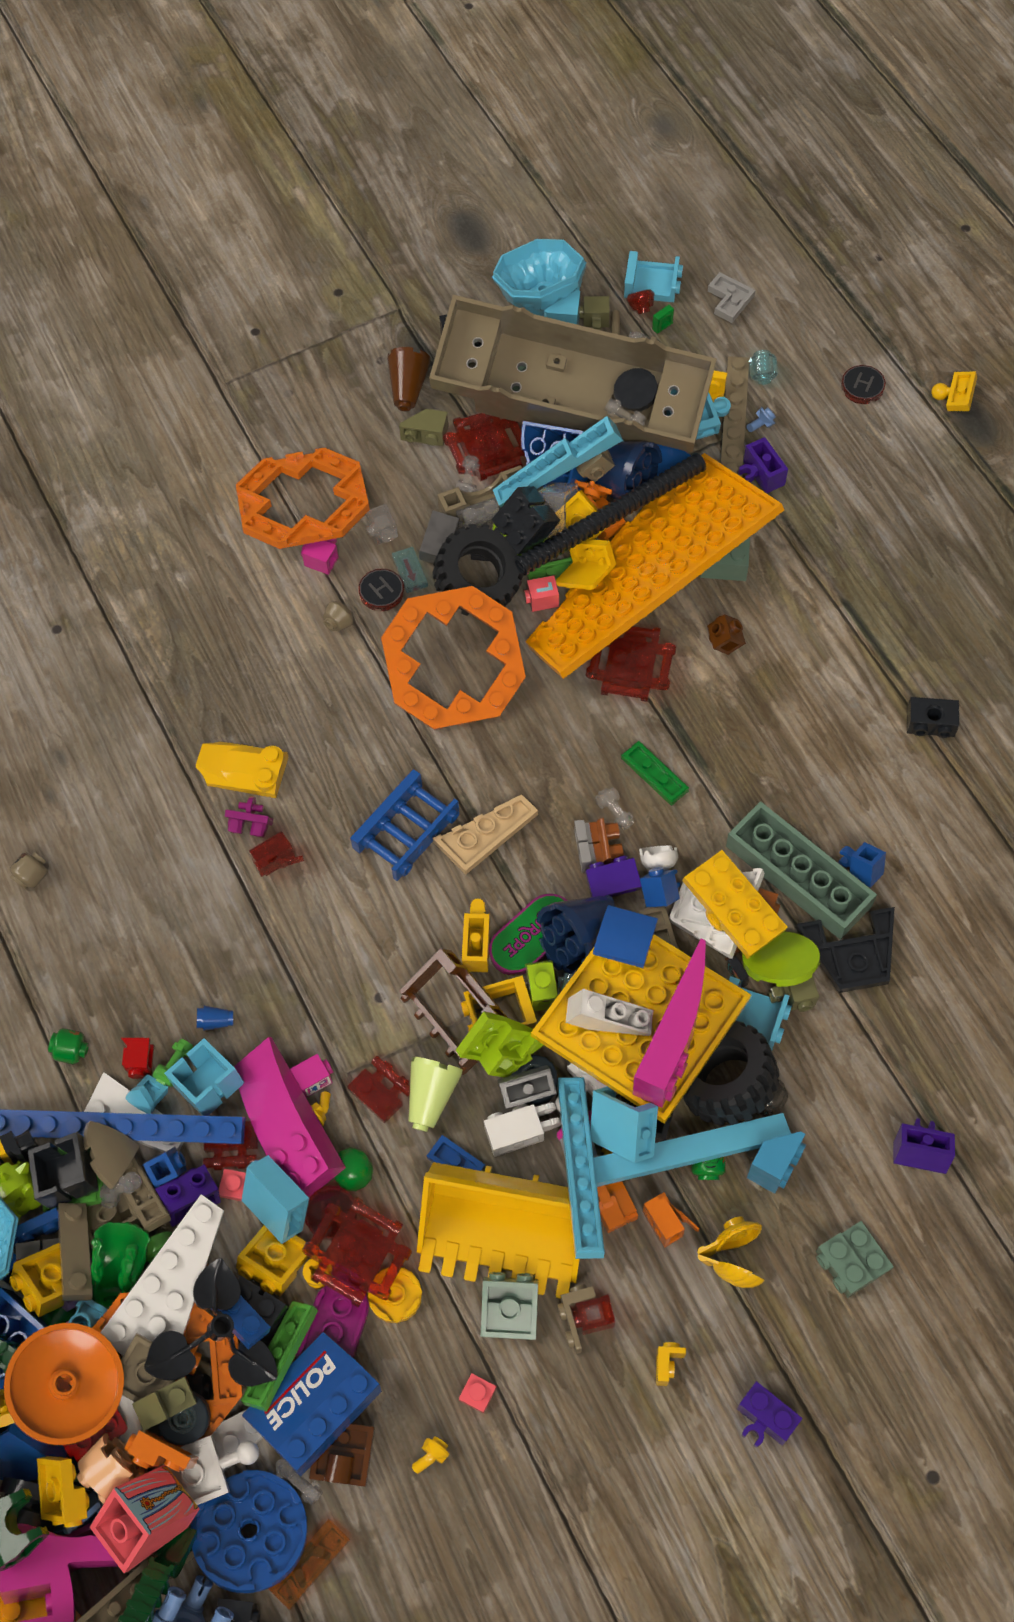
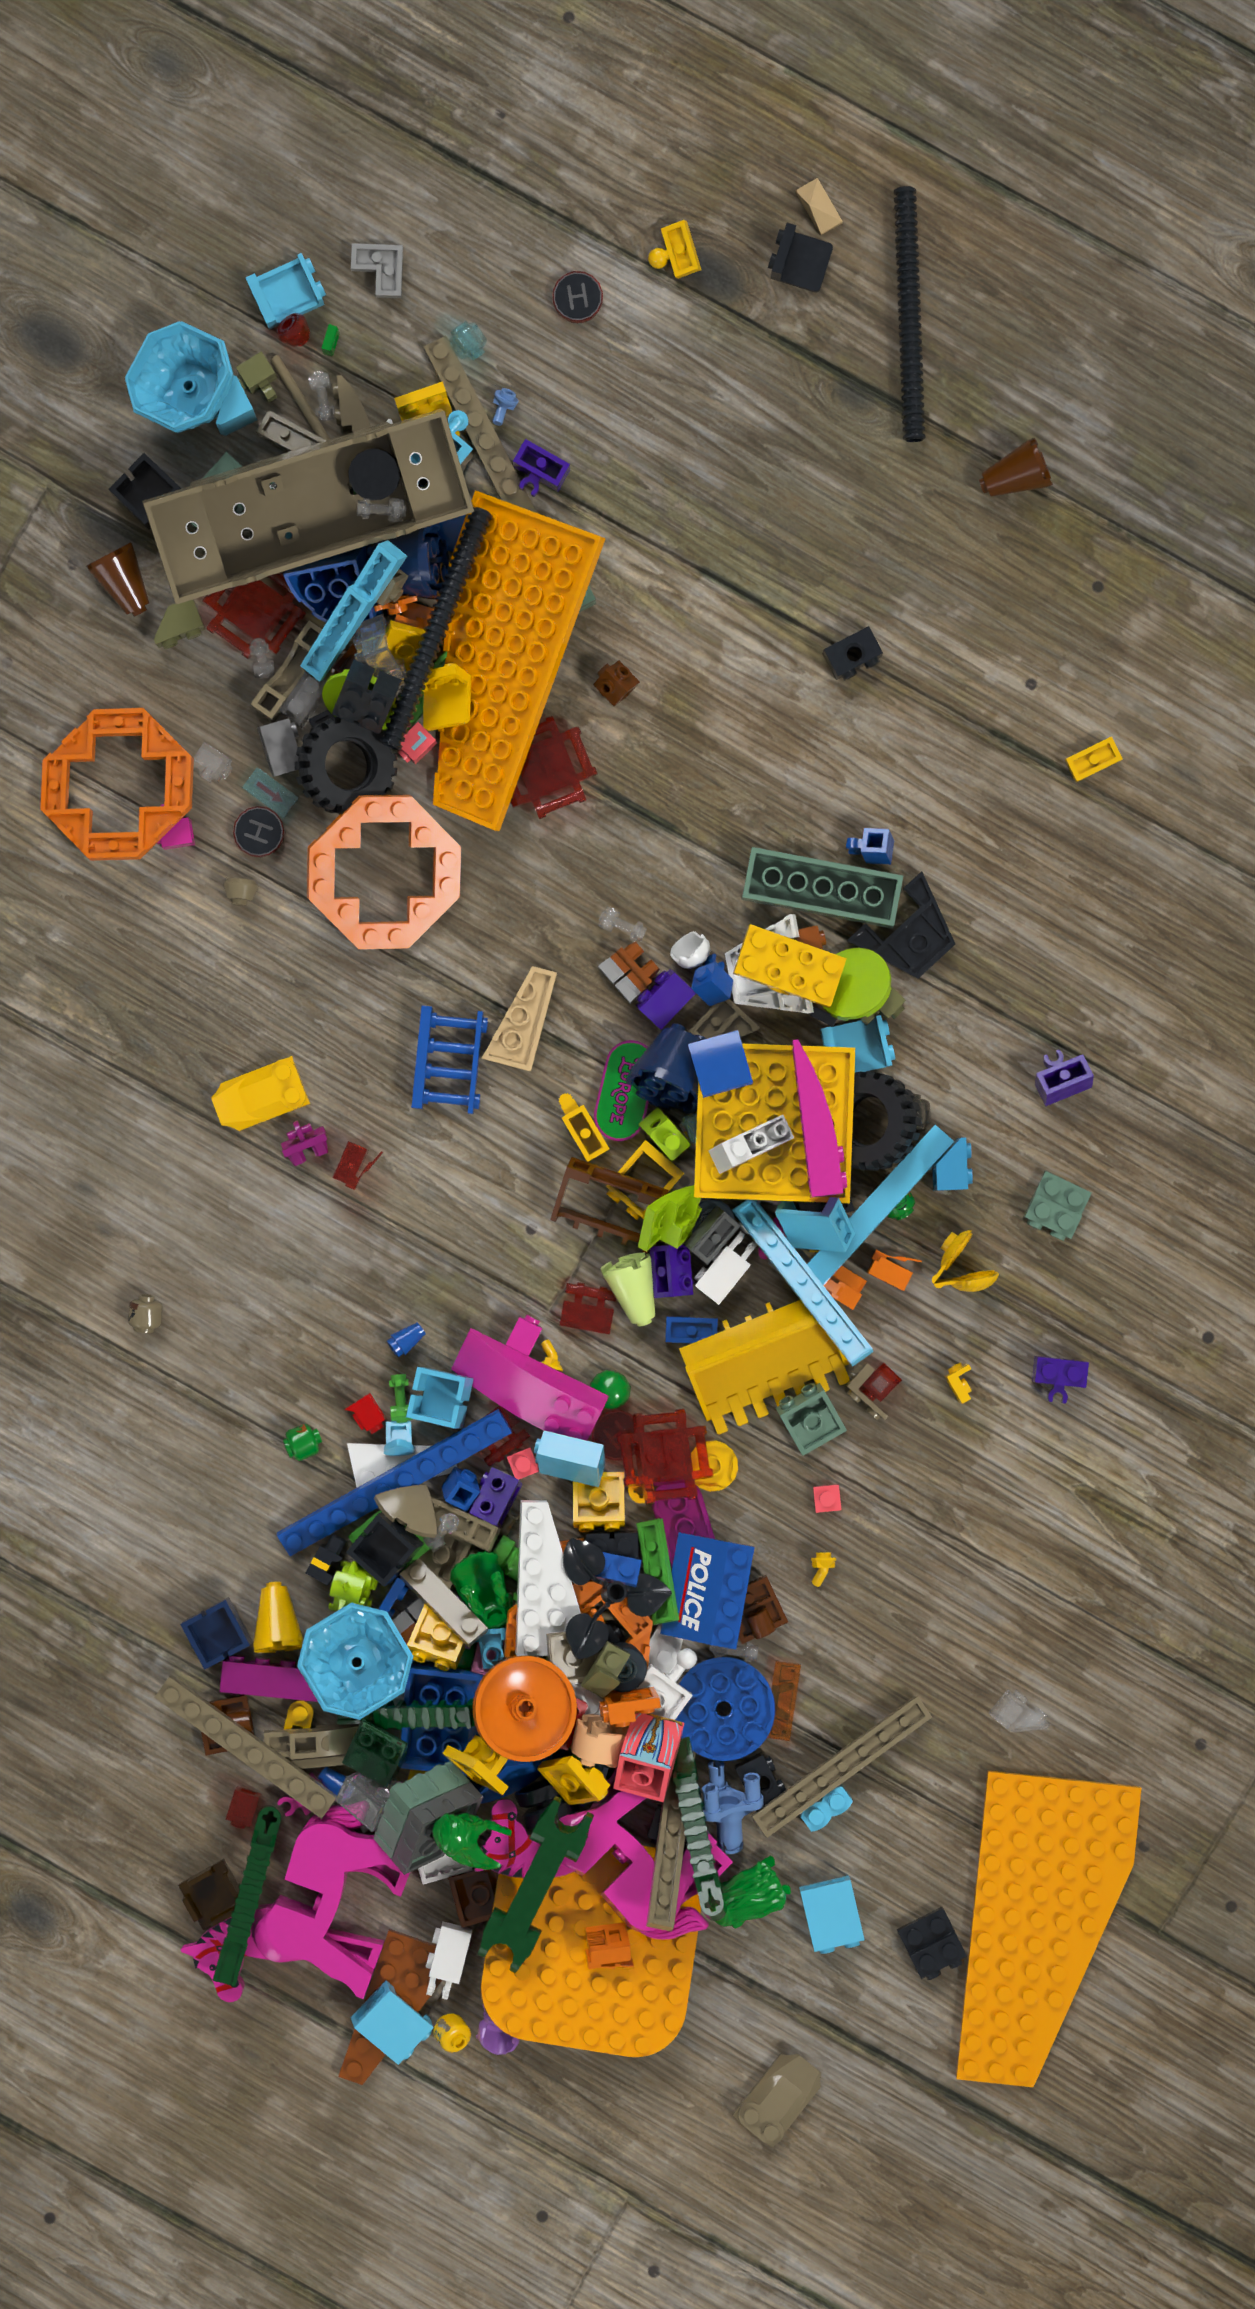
camera: 35 degrees left, 25 degrees up
(472, 1097) = (671, 1271): none -> dark purple brick
(655, 773) = (635, 865): green tile -> none

